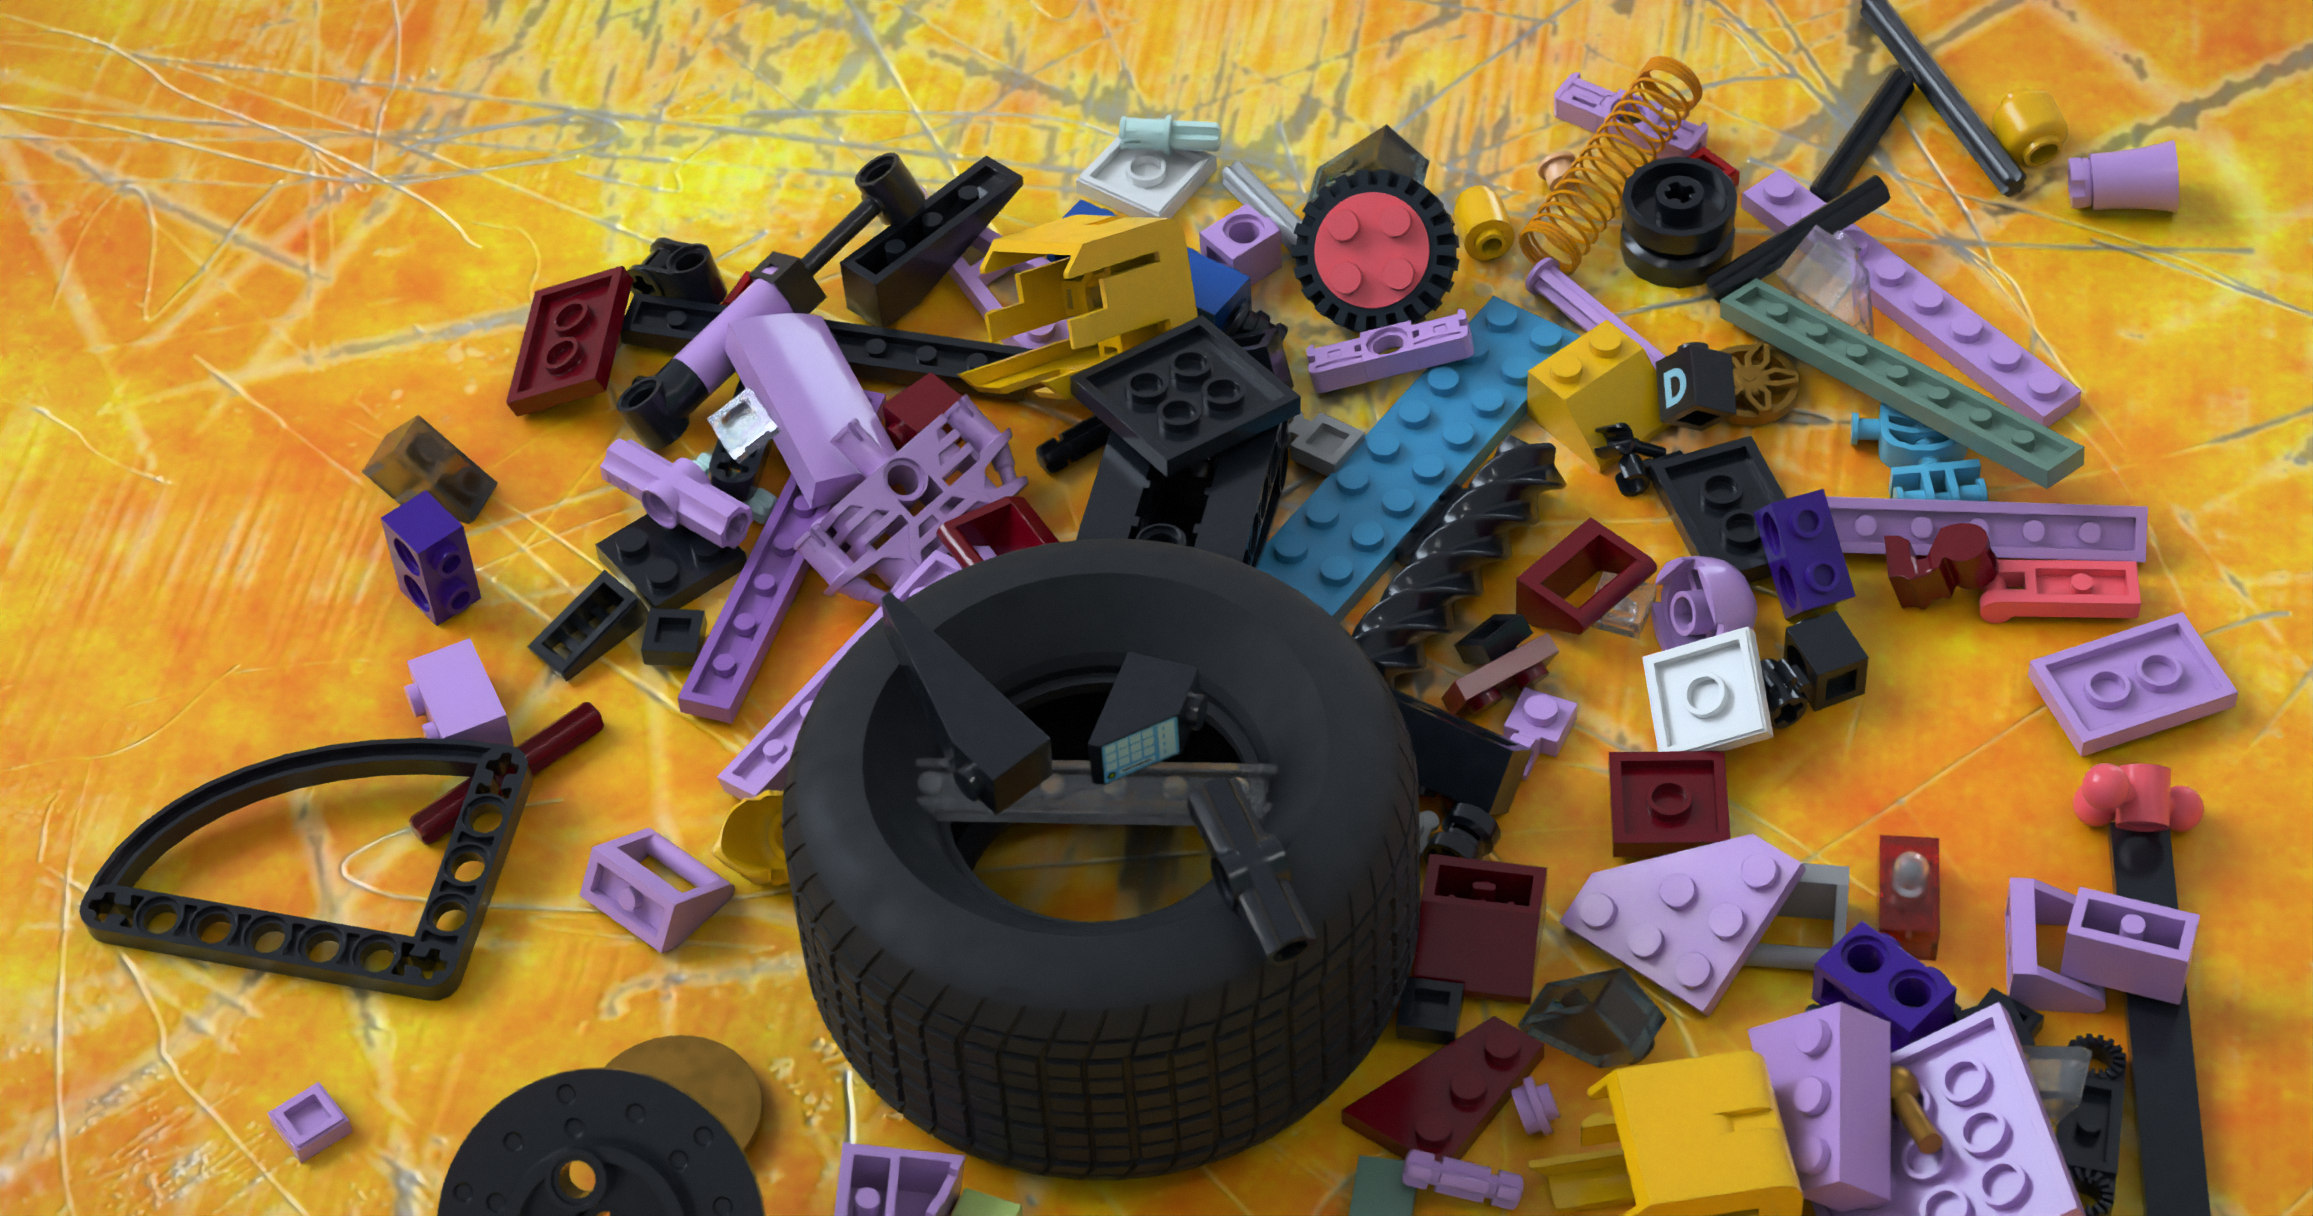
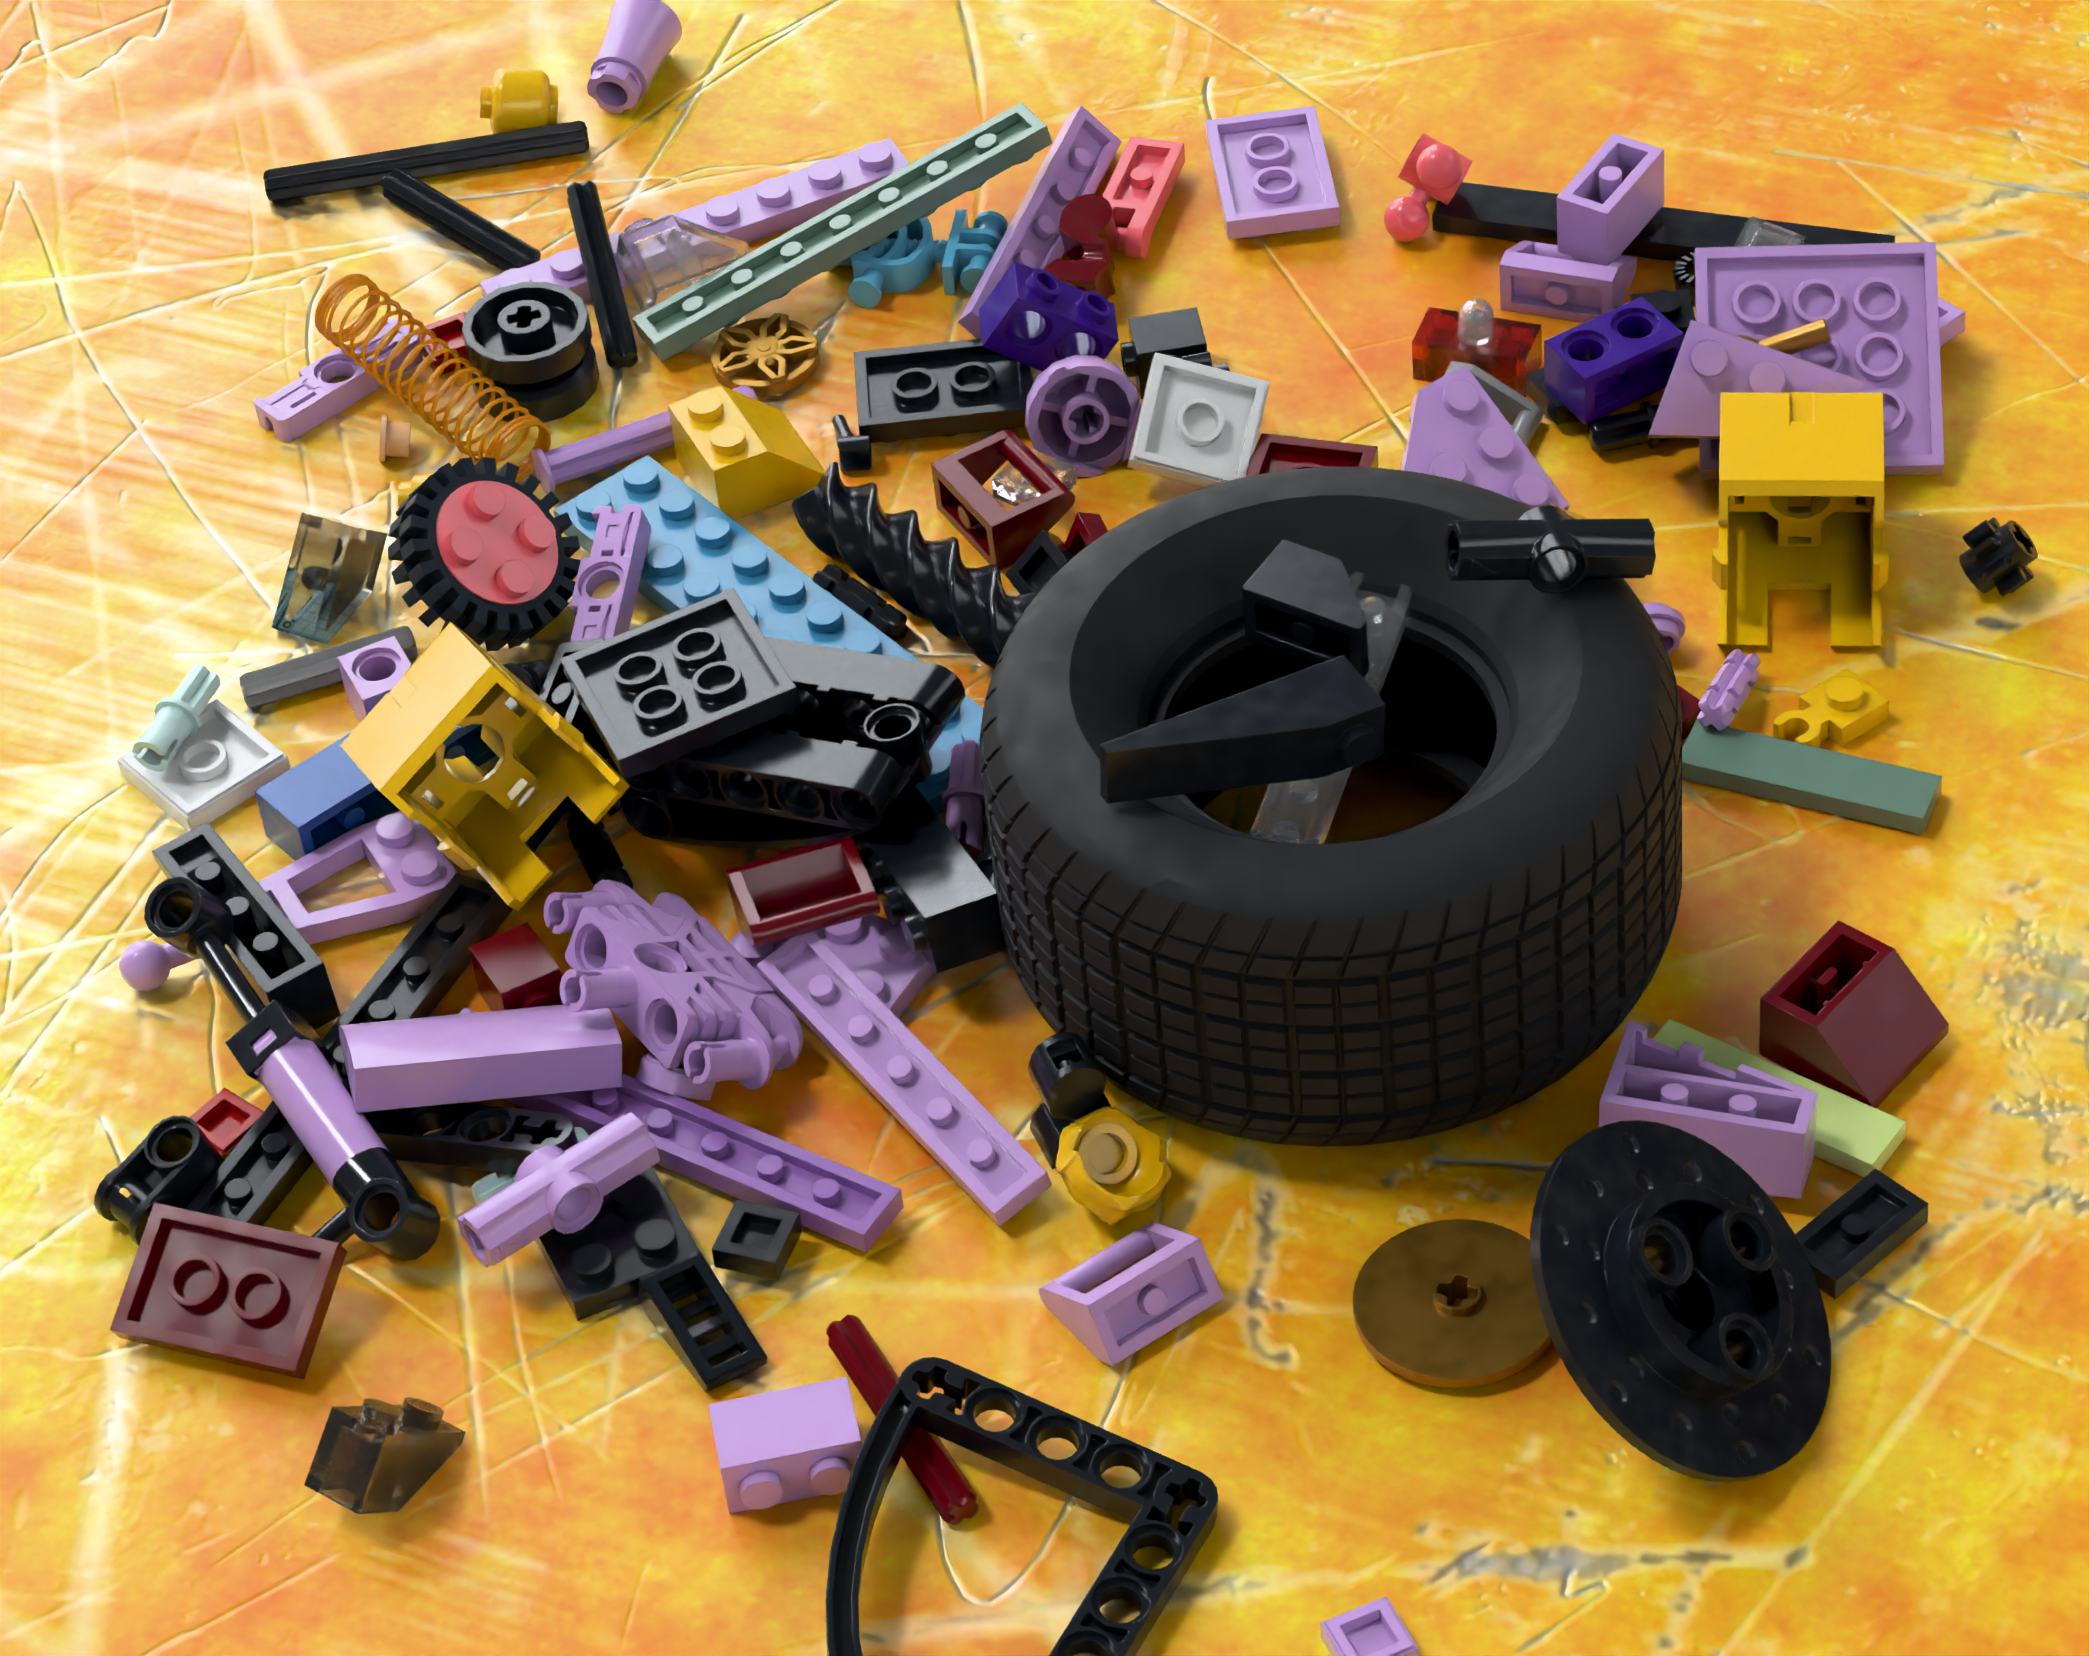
camera: 75 degrees left, 5 degrees down
(431, 557) = (560, 1433): dark purple brick -> none
(744, 424) = (498, 1098): clear plate -> none
(1622, 442) = (819, 443): black hand -> none
(1695, 387) = (778, 368): black brick -> none

